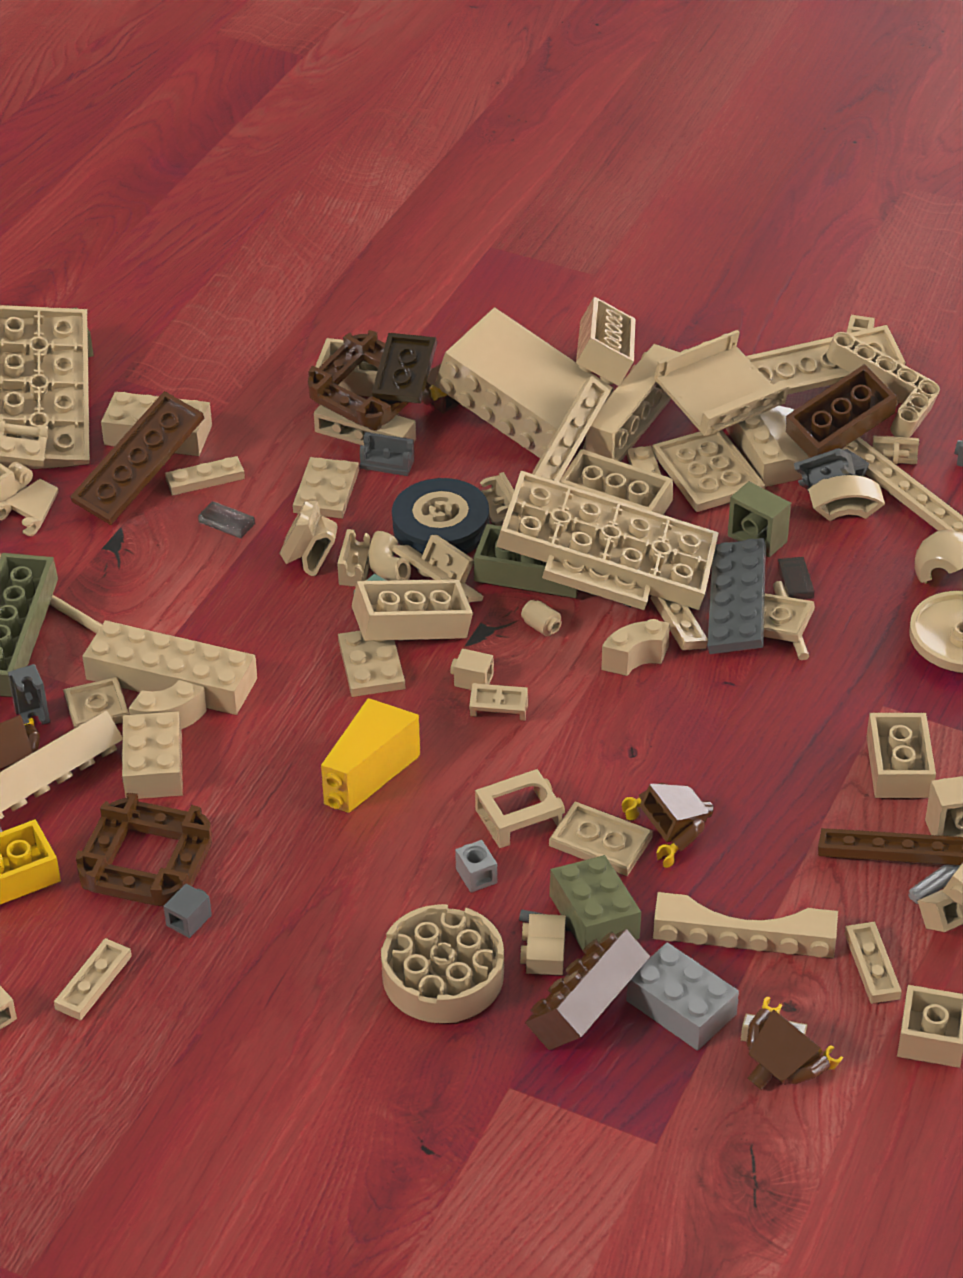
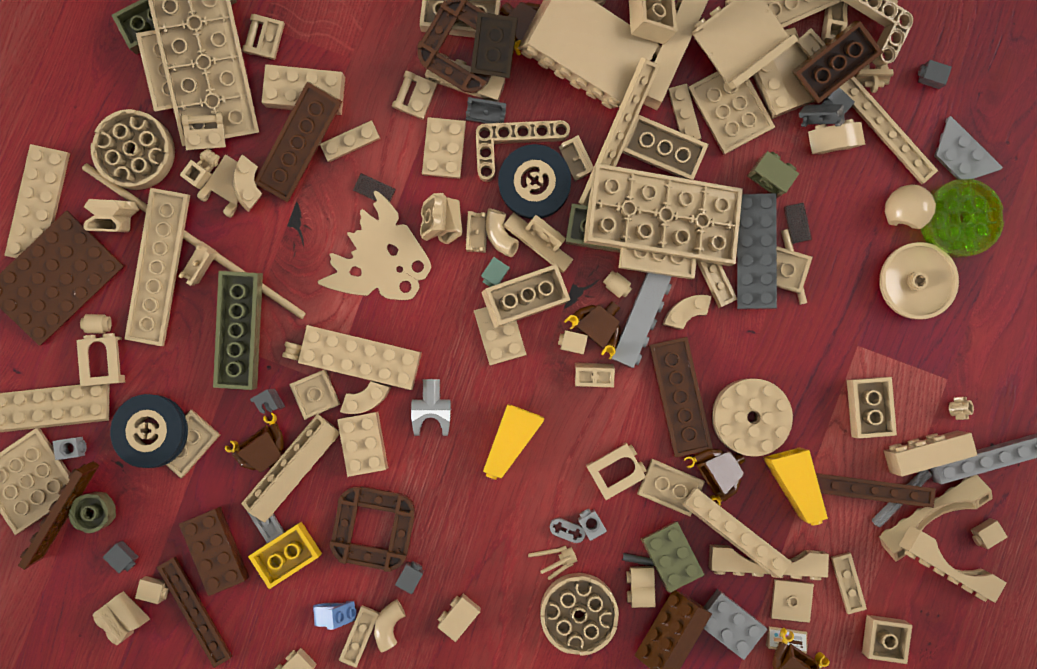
camera: 10 degrees left, 45 degrees up
(59, 499) = (244, 183): none -> tan brick
(60, 941) = (334, 614): none -> medium blue pin
(73, 659) = (292, 351): none -> tan wheel
(126, 379) = (269, 37): none -> tan plate
(138, 962) = (385, 625): none -> tan cylinder
(213, 584) = (375, 261): none -> tan piece
(254, 963) = (458, 617): none -> tan brick
(259, 727) = (431, 406): none -> light grey connector
(302, 446) = (420, 97): none -> tan plate
(398, 473) = (513, 137): none -> tan beam
(425, 898) = (566, 557): none -> tan plant
(438, 875) = (569, 526): none -> light grey beam
(513, 652) = (598, 325): none -> reddish brown torso
(573, 650) = (642, 319): none -> light grey brick
(621, 735) = (680, 397): none -> reddish brown plate
(694, 870) = (736, 533): none -> tan brick
(725, 757) = (771, 421): none -> tan brick
(784, 980) = (792, 600): none -> tan plate
(788, 826) = (798, 481): none -> yellow slope

